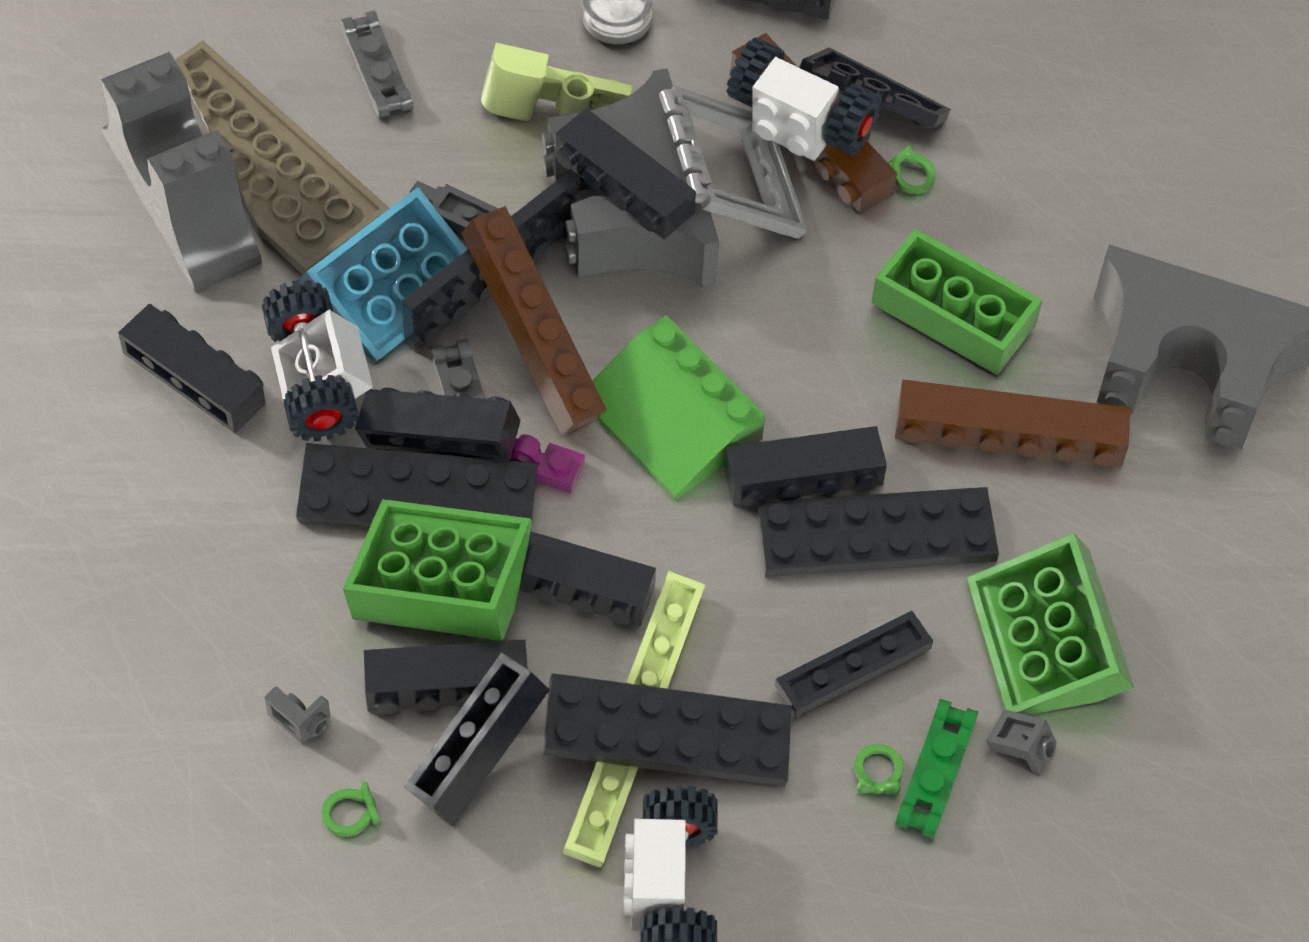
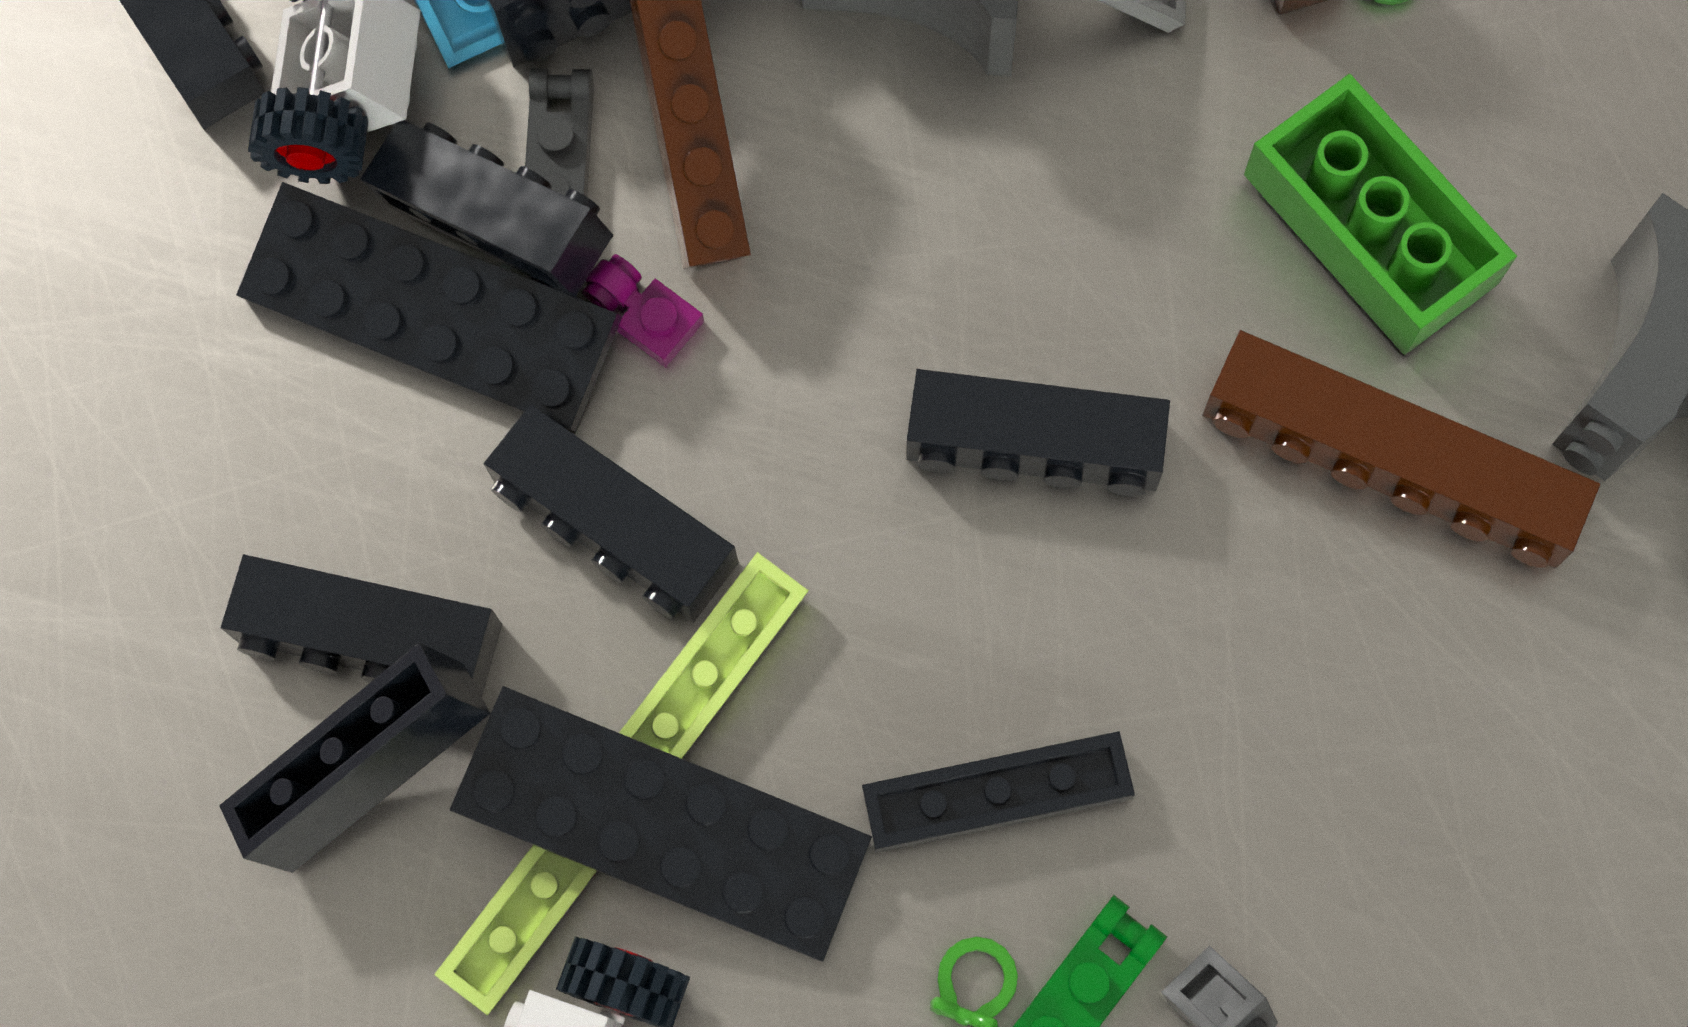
camera: 25 degrees right, 15 degrees up
(294, 717) = (118, 624): dark grey bracket -> none
(370, 815) = (177, 820): bright green piece -> none
(439, 569) = (402, 452): bright green slope -> none
(674, 407) = (864, 273): bright green slope -> none
(876, 531) = (1117, 572): black plate -> none
(1049, 629) = (1333, 830): bright green slope -> none

